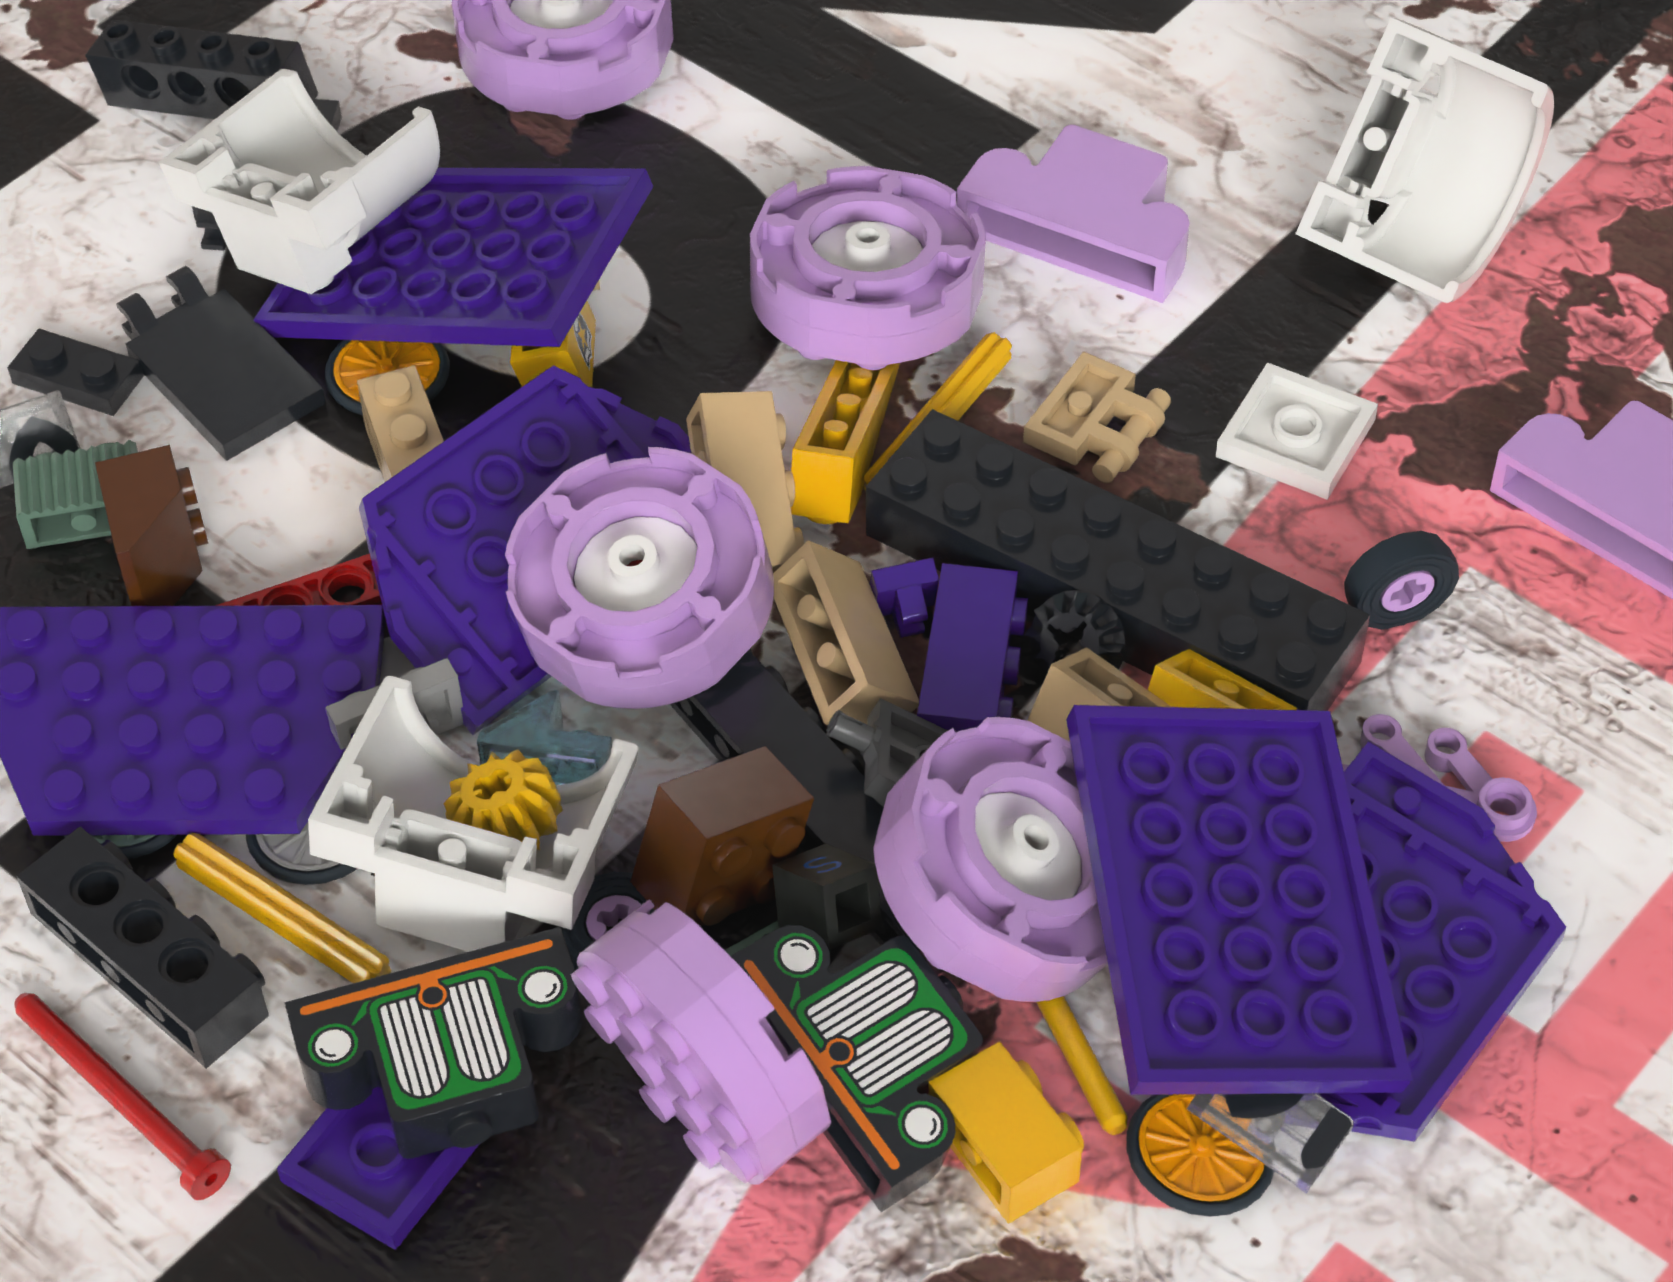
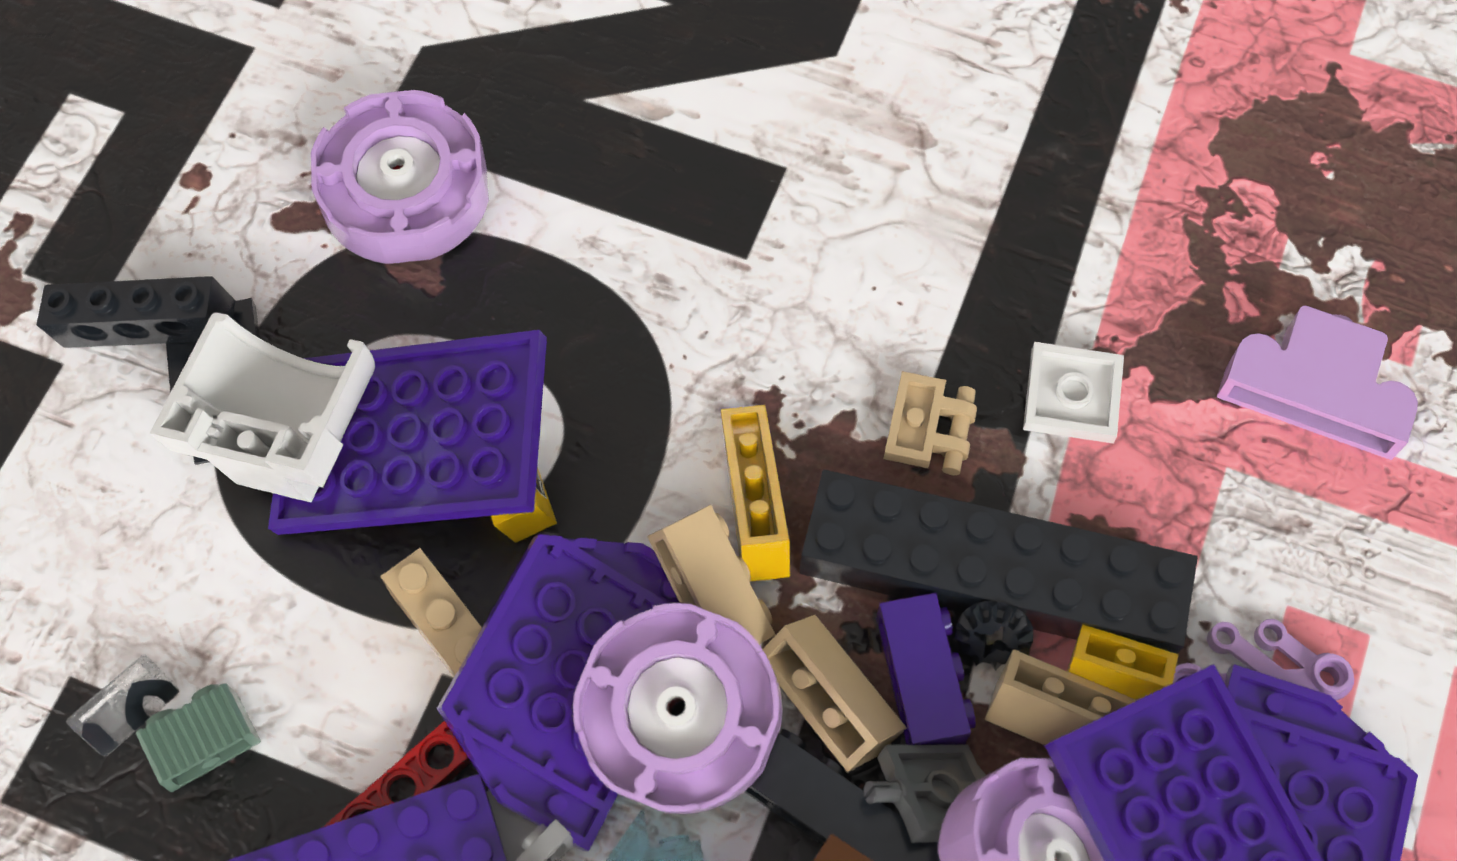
camera: 20 degrees left, 15 degrees up
(76, 369) = (143, 615): black plate -> none
(151, 524) = (273, 765): reddish brown slope -> none
(218, 366) = (255, 576): black tile -> none
(364, 359) = (376, 549): light orange wheel -> none
(867, 267) = (722, 347): lavender piece -> none
(906, 593) = (857, 630): dark purple tile -> none
(958, 390) = (815, 454): yellow axle -> none
(1085, 209) = (852, 241): lavender brick -> none
(1402, 579) = (1200, 510): black bush -> none
(1441, 162) = (1102, 136): white piece -> none

